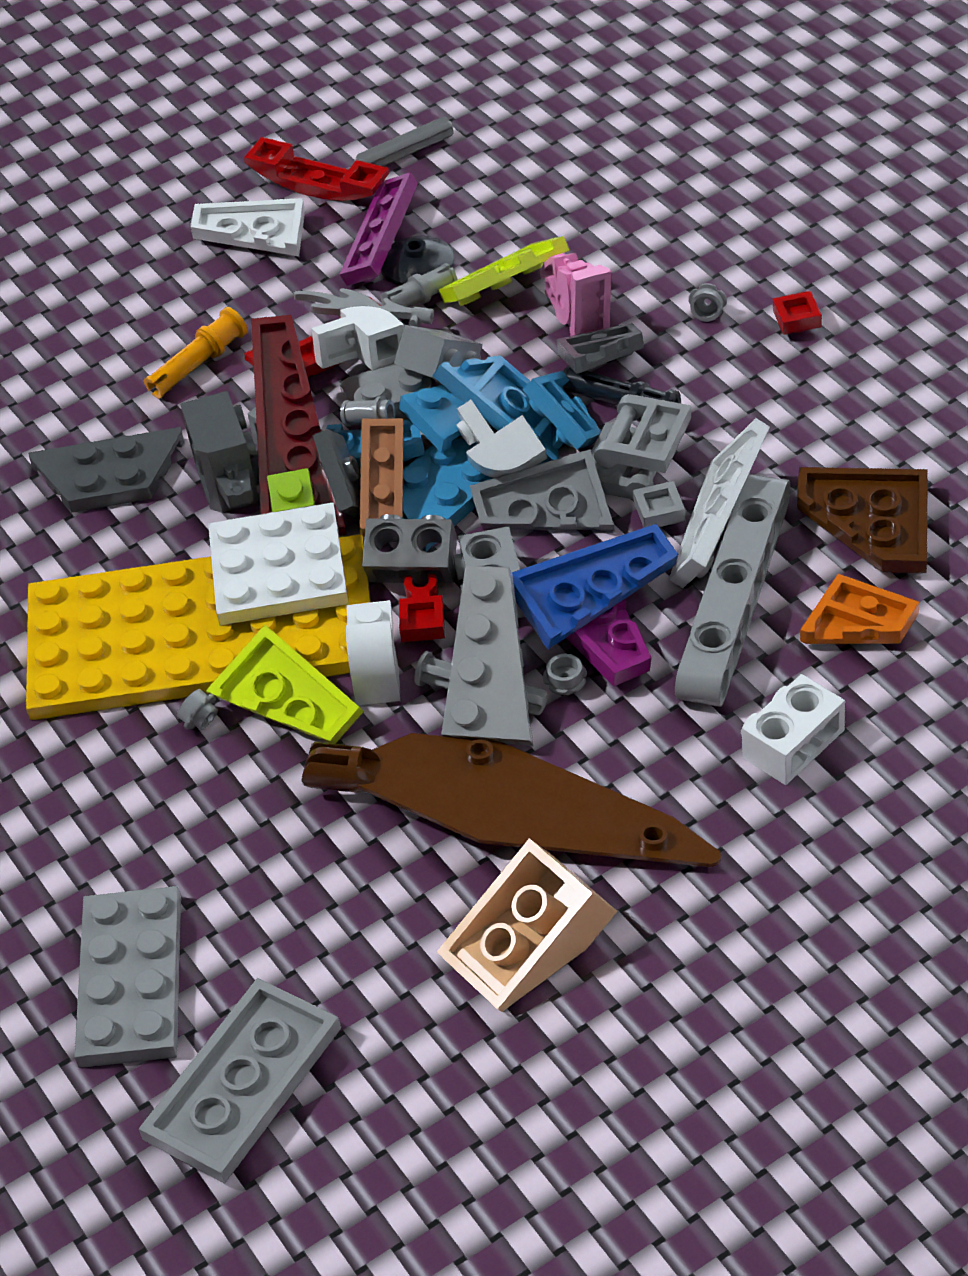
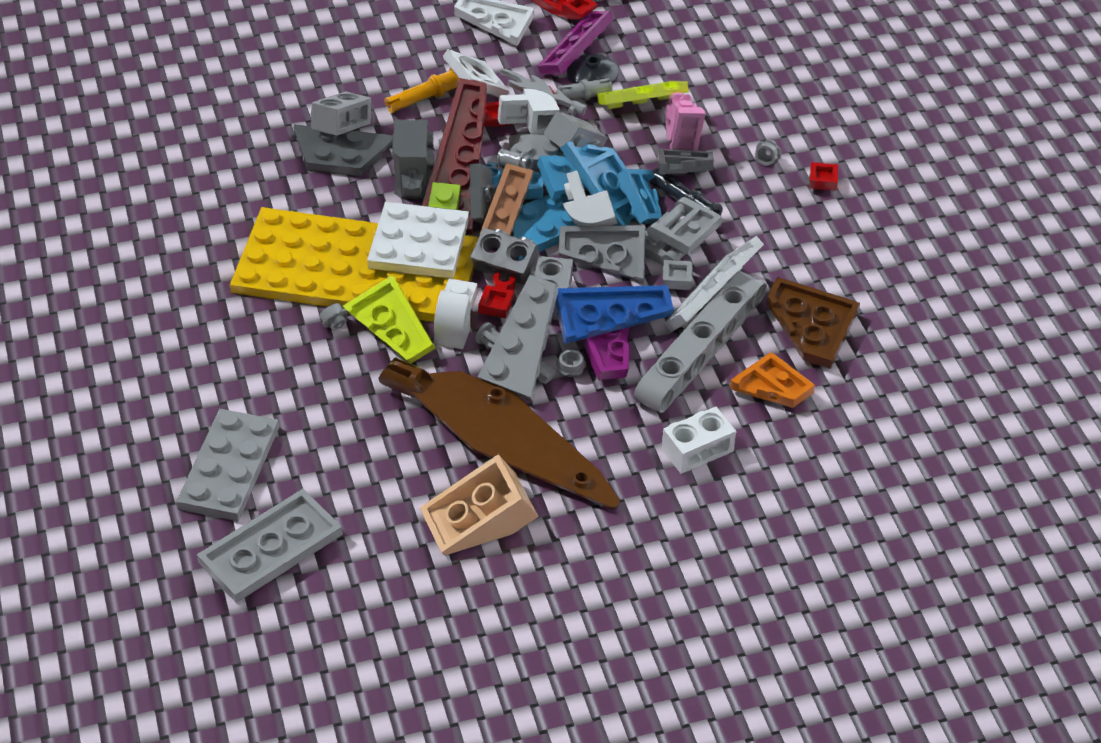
camera: 10 degrees right, 0 degrees up
(92, 417) = (341, 113): none -> light grey brick
(256, 303) = (467, 67): none -> white piece

